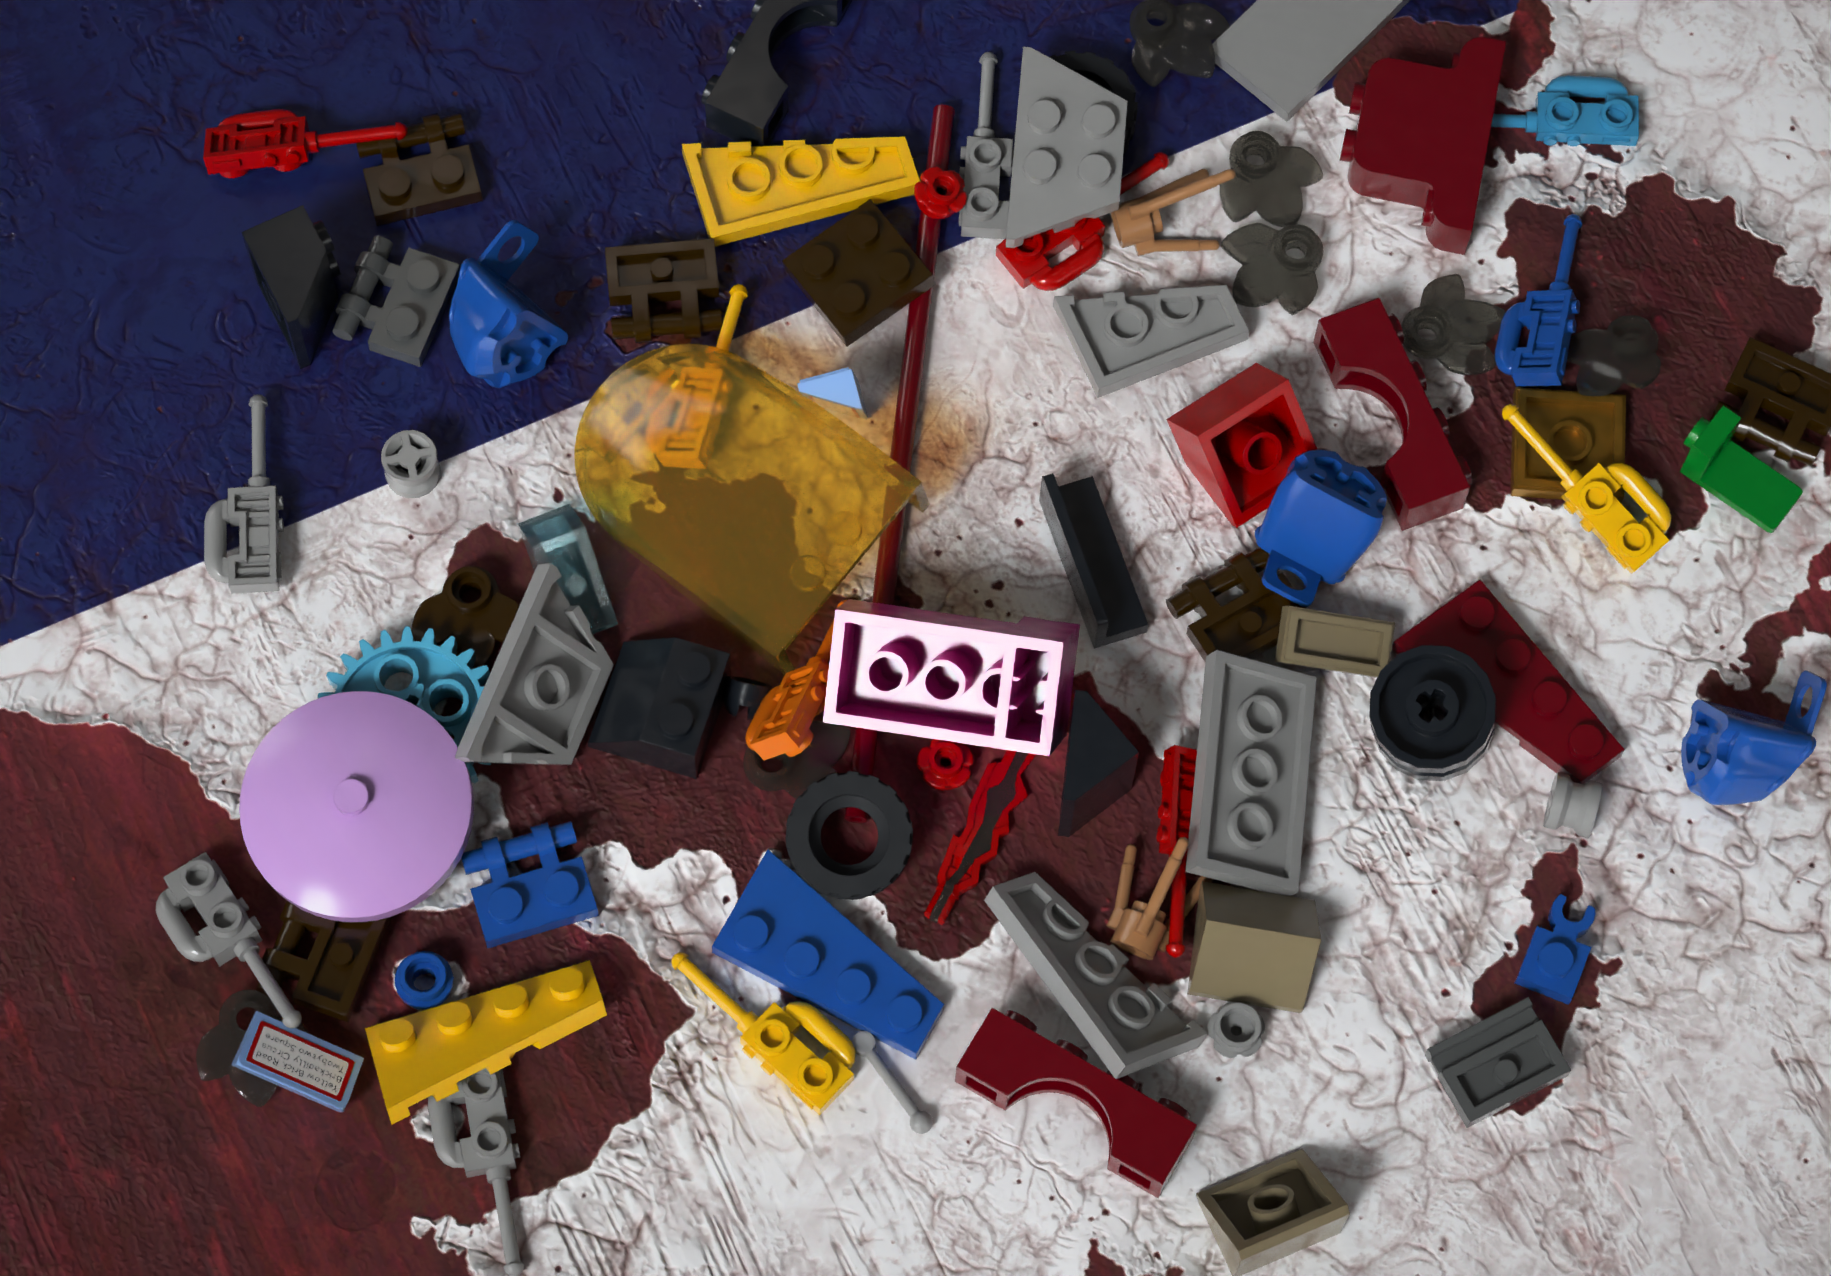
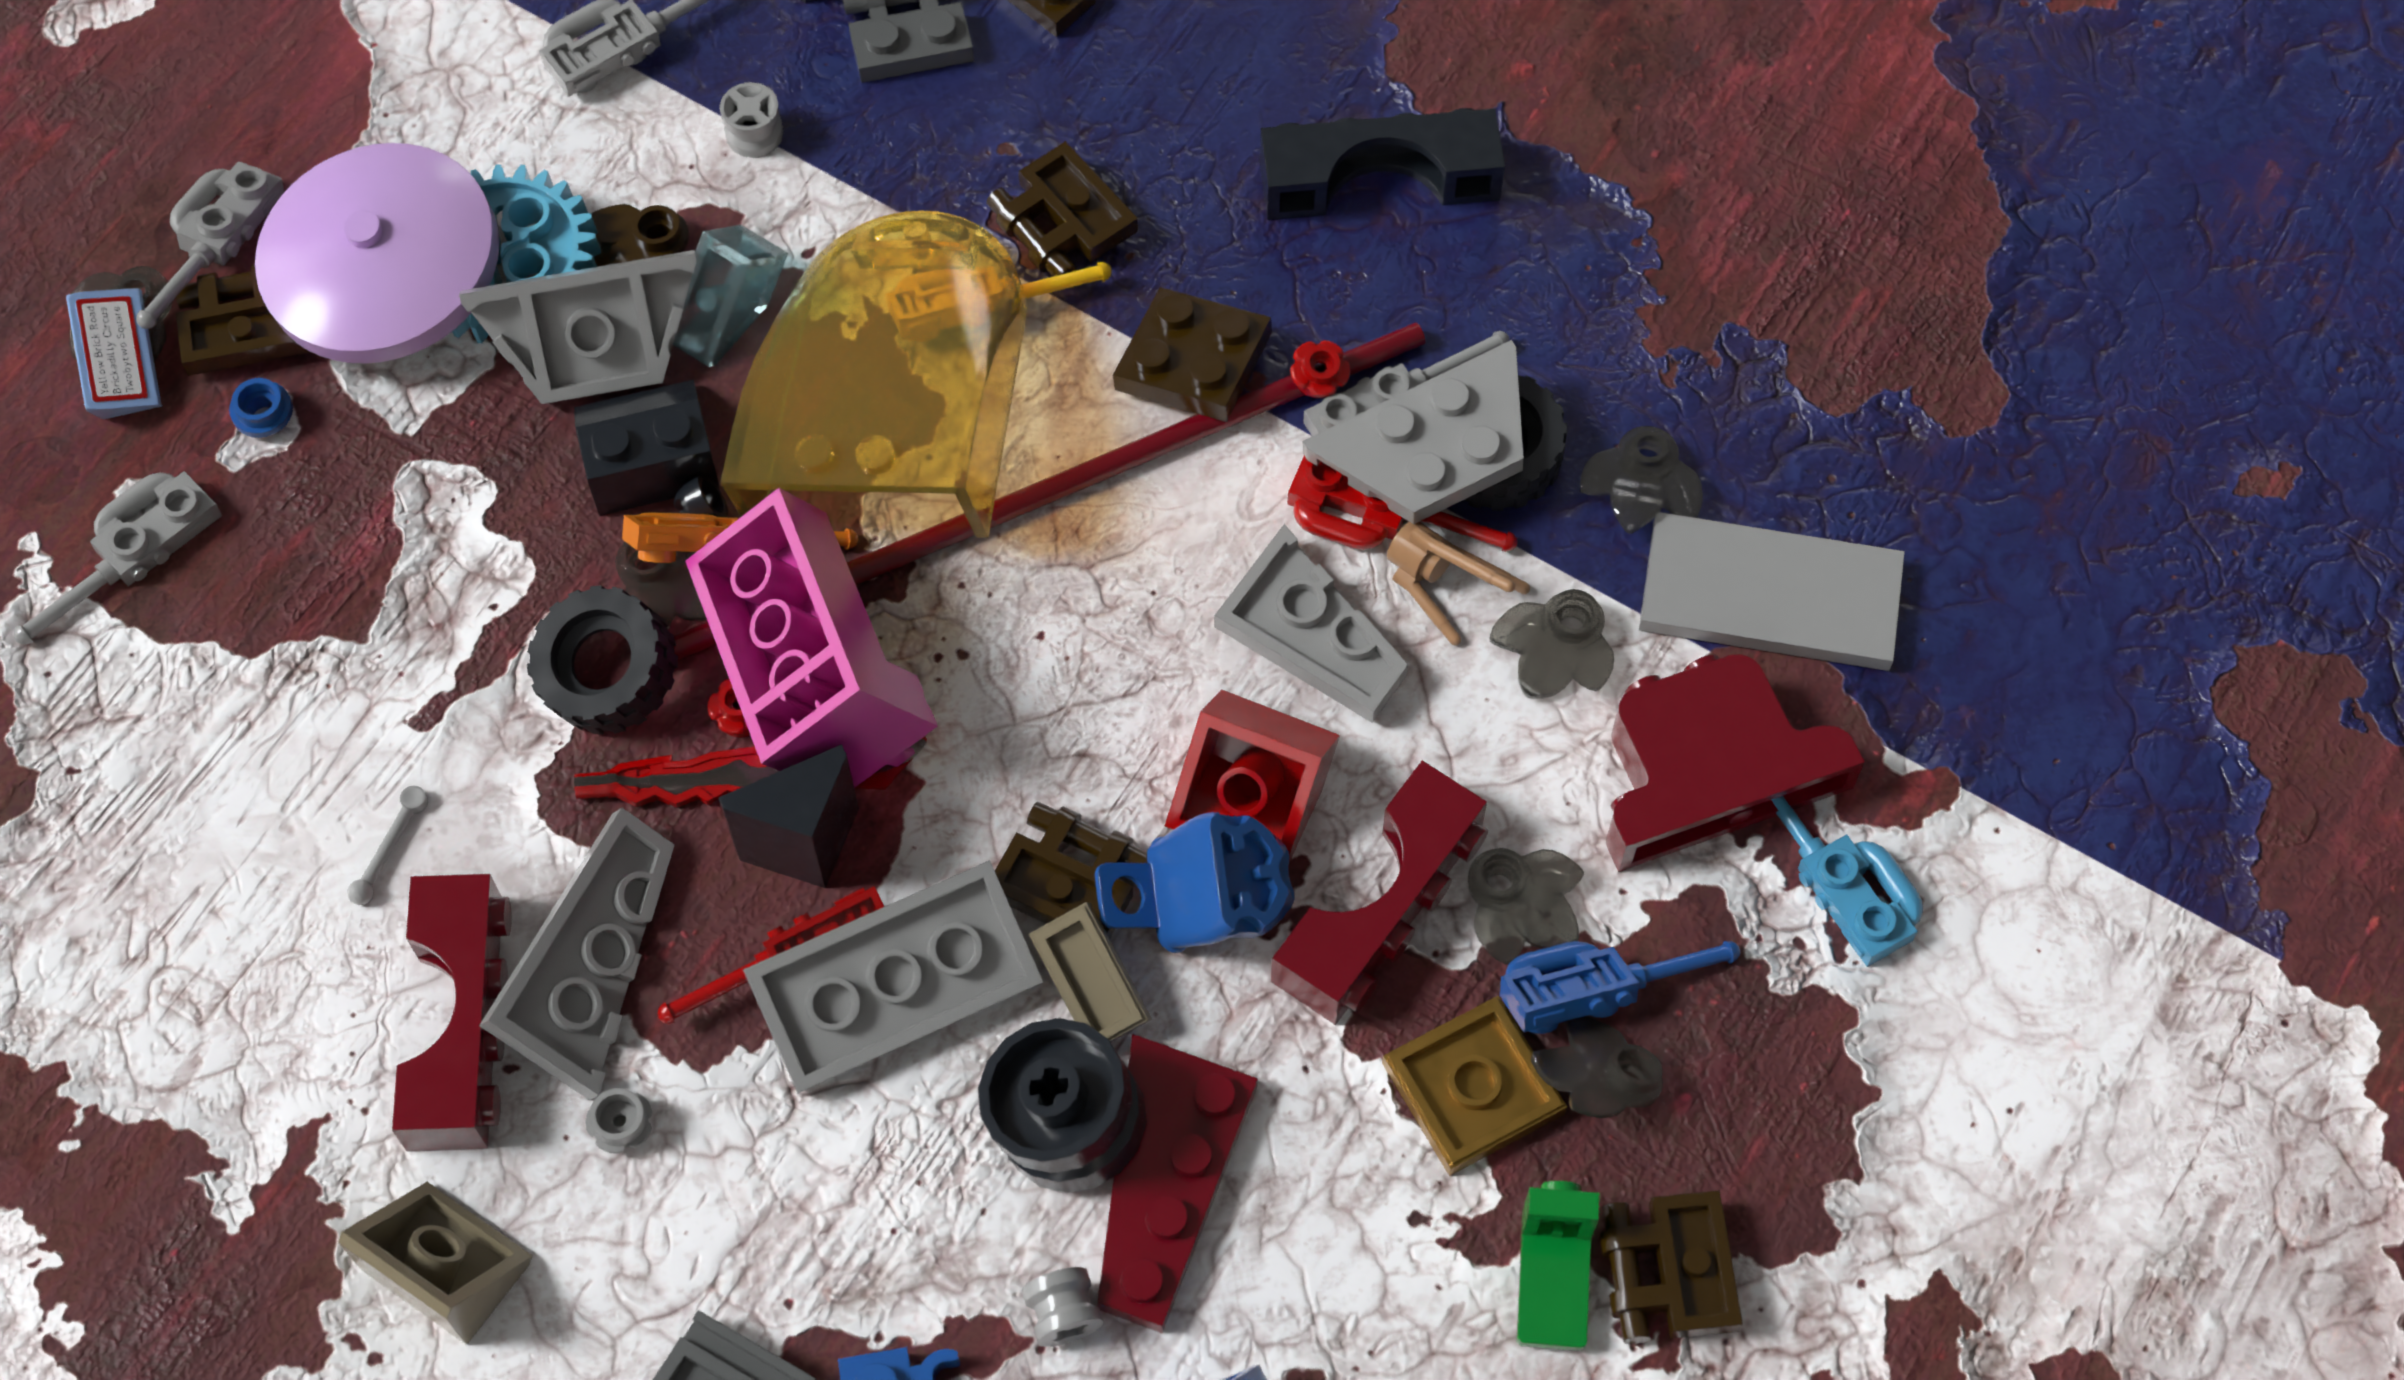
camera: 60 degrees right, 5 degrees down
(450, 1042) = (224, 473): yellow wing -> none
(494, 323) = (934, 95): blue piece -> none
(532, 900) = (394, 453): blue plate -> none
(773, 1042) = (365, 723): yellow piece -> none
(776, 187) = (1234, 243): yellow wing -> none
(816, 954) = (473, 722): blue wing -> none
(836, 392) = (1041, 396): light blue slope -> none
(1092, 560) = (1033, 711): black panel -> none
(1142, 927) = (675, 965): medium nougat plant -> none
(1253, 947) = (717, 1082): dark tan slope -> none
(1267, 269) = (1461, 700): clear smoke plate -> none
(1598, 508) = (1413, 1152): yellow piece -> none

